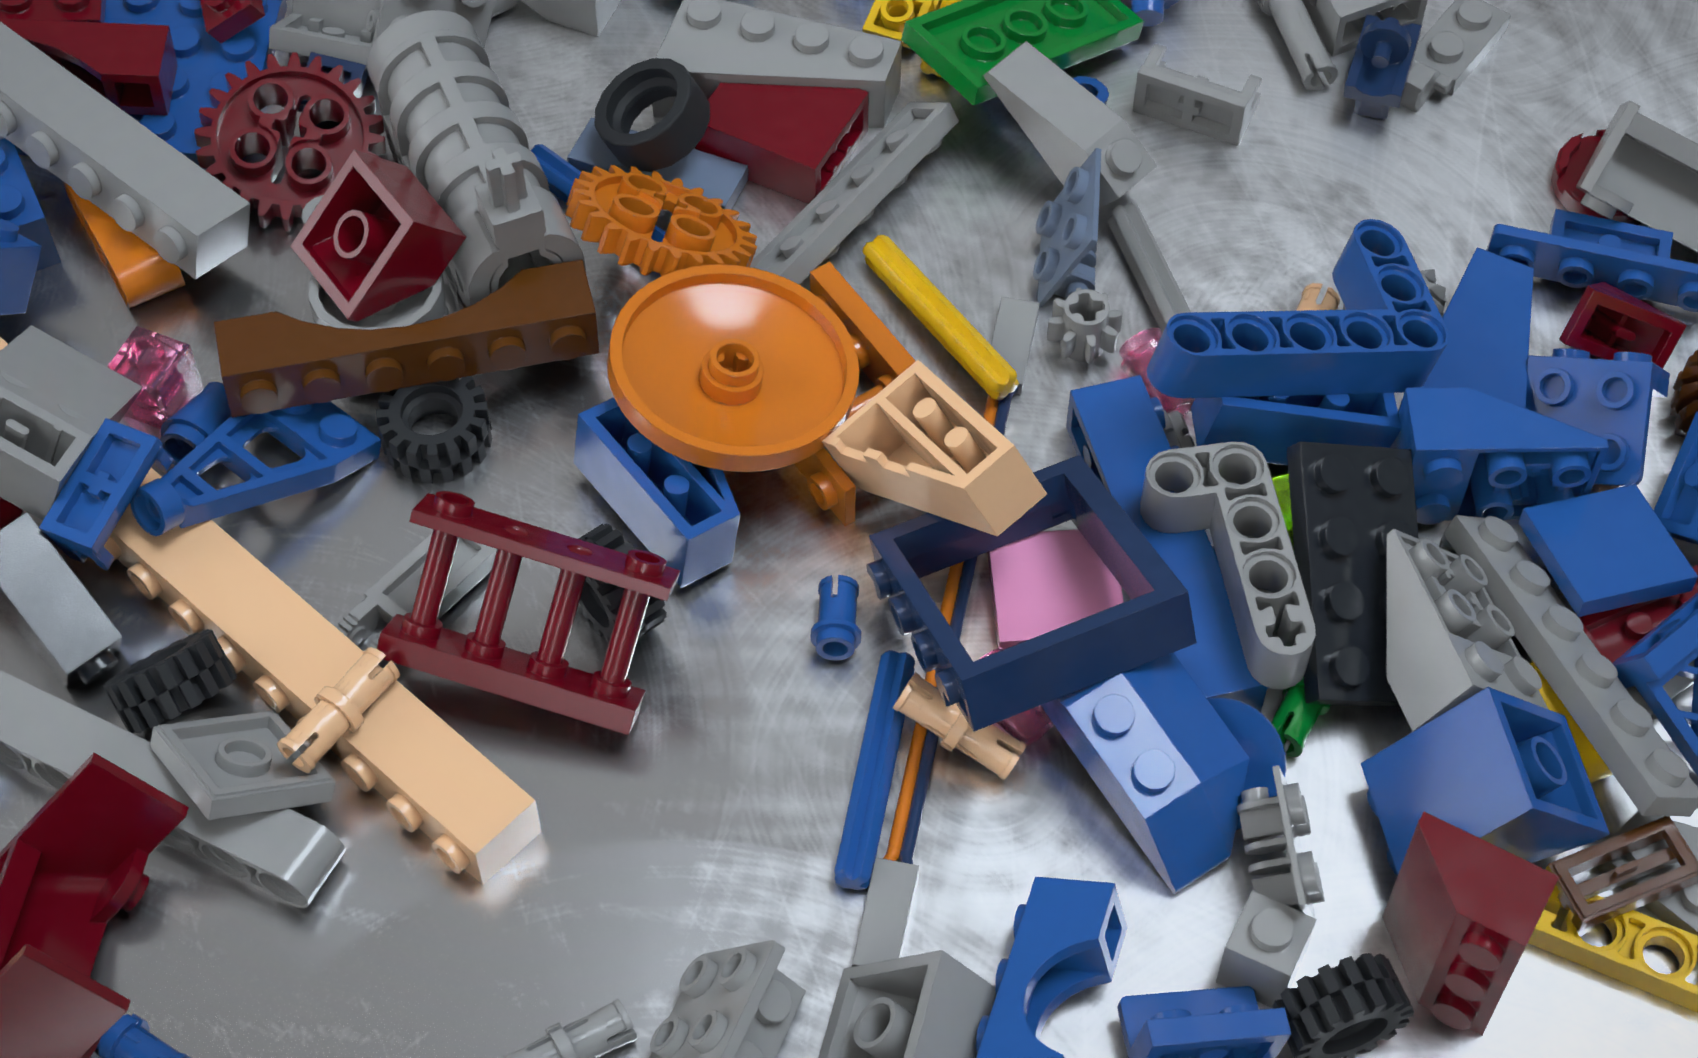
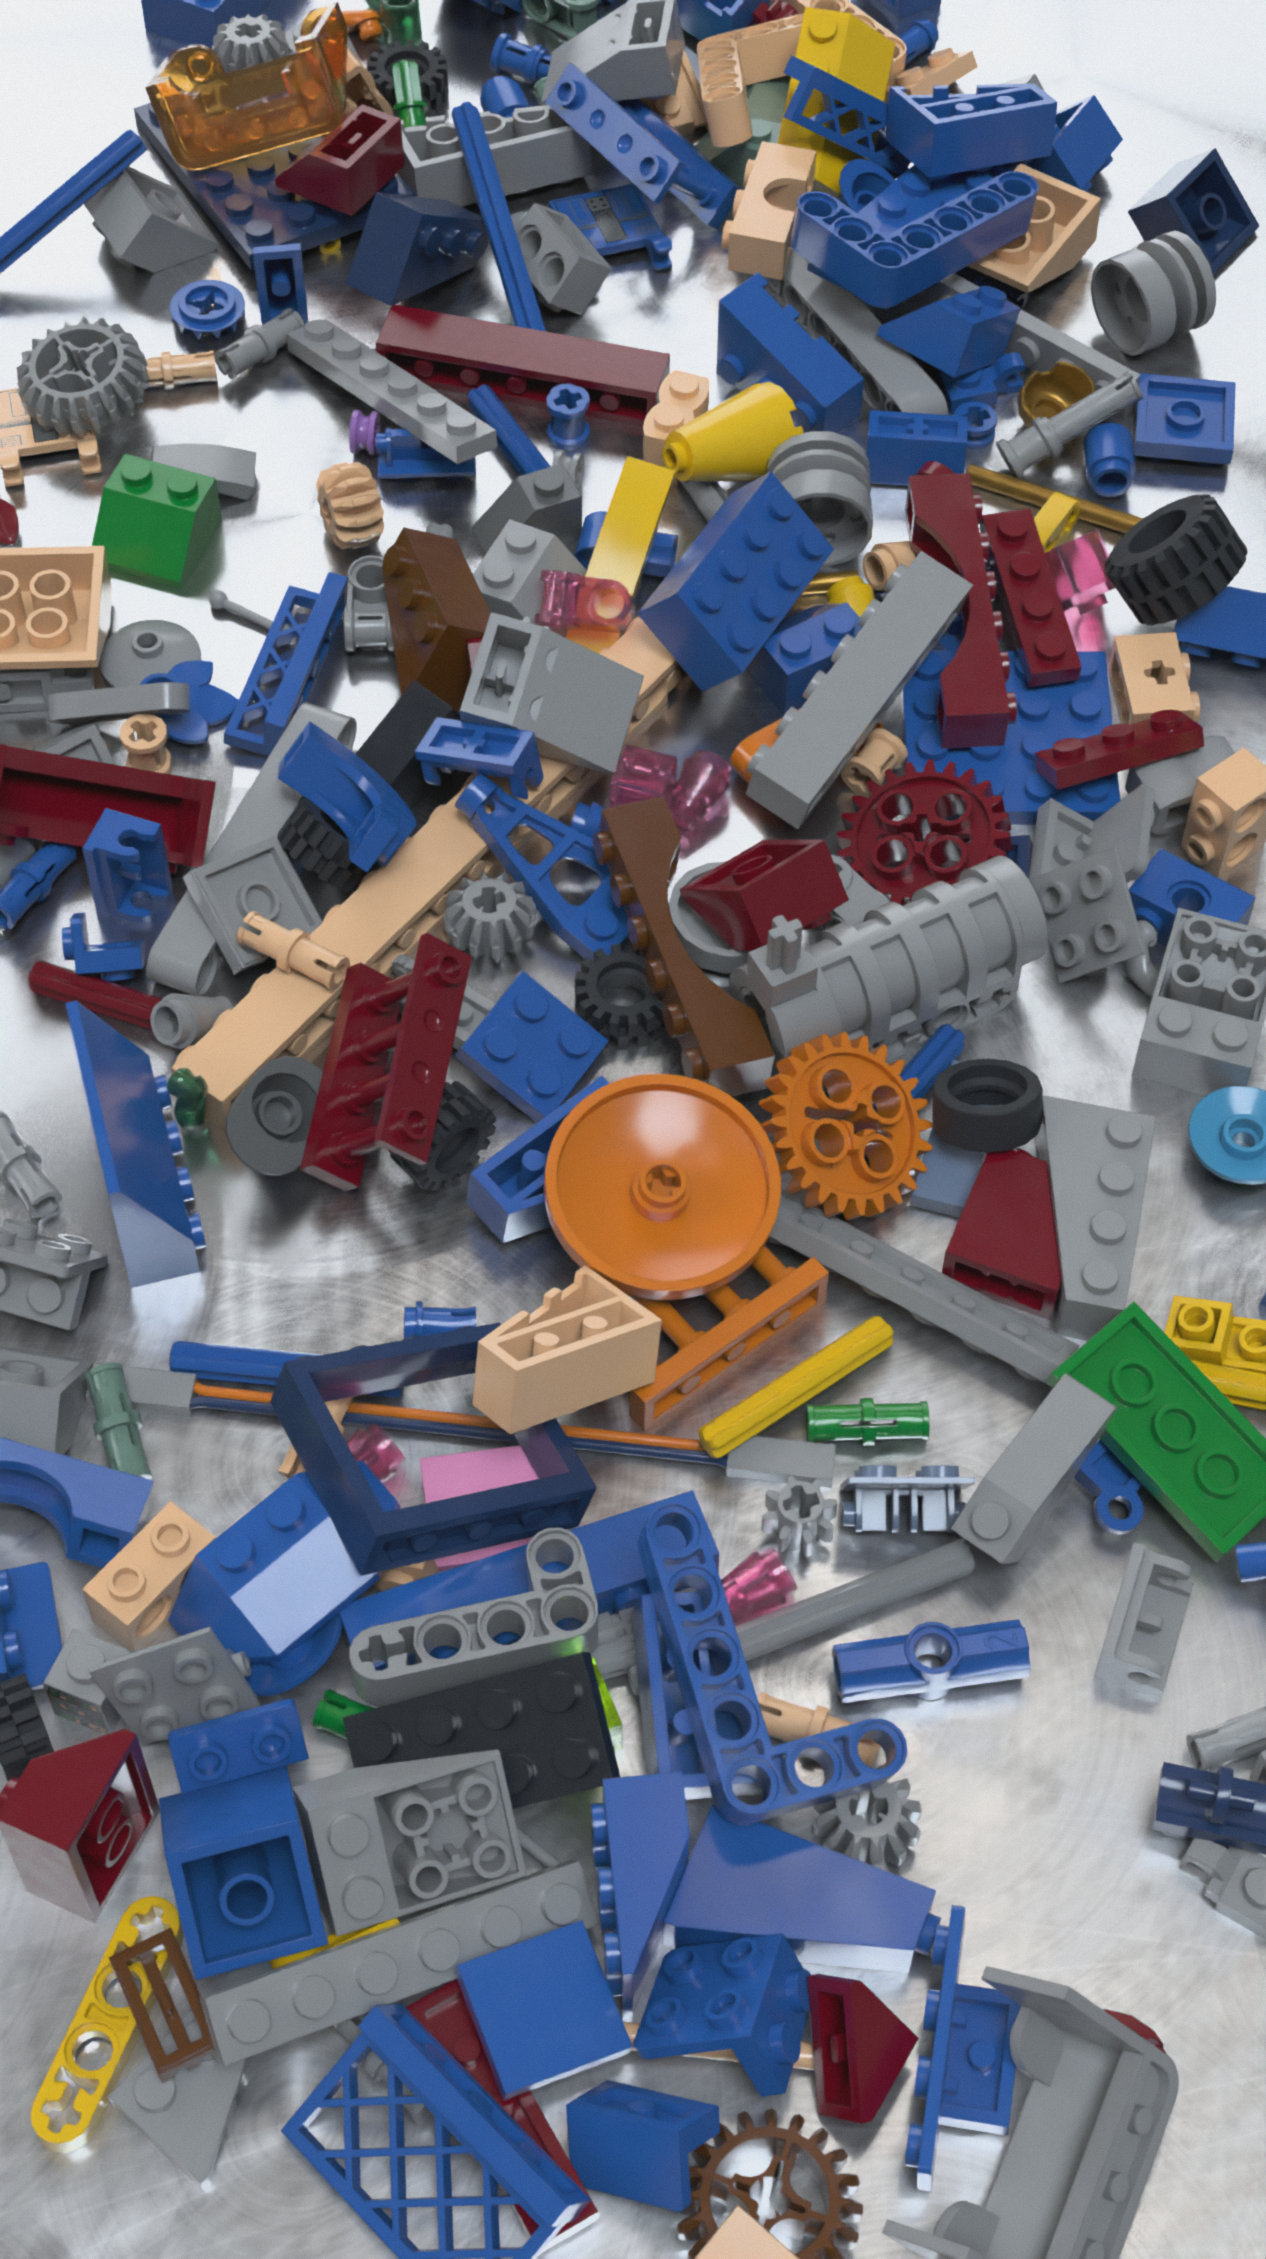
camera: 85 degrees right, 0 degrees up
(130, 633) = (349, 793): none -> blue arch
(142, 904) = (126, 863): none -> blue hinge
(160, 319) = (698, 788): none -> clear pink cone
(268, 949) = (112, 959): none -> blue bracket
(300, 537) = (489, 916): none -> light grey gear
(324, 957) = (92, 993): none -> dark red axle
(394, 846) = (185, 1018): none -> light grey cone
(504, 488) = (531, 1048): none -> blue plate
(526, 839) = (191, 1102): none -> clear green arm
(555, 753) = (274, 1115): none -> dark grey piece
(597, 905) = (137, 1152): none -> blue slope
(944, 929) = (116, 1420): none -> sand green pin
(979, 269) = (909, 1422): none -> green pin
(1161, 895) = (142, 1582): none -> light nougat brick
(1238, 237) = (970, 1656): none -> blue piece
(1344, 813) = (237, 1745): none -> blue bracket

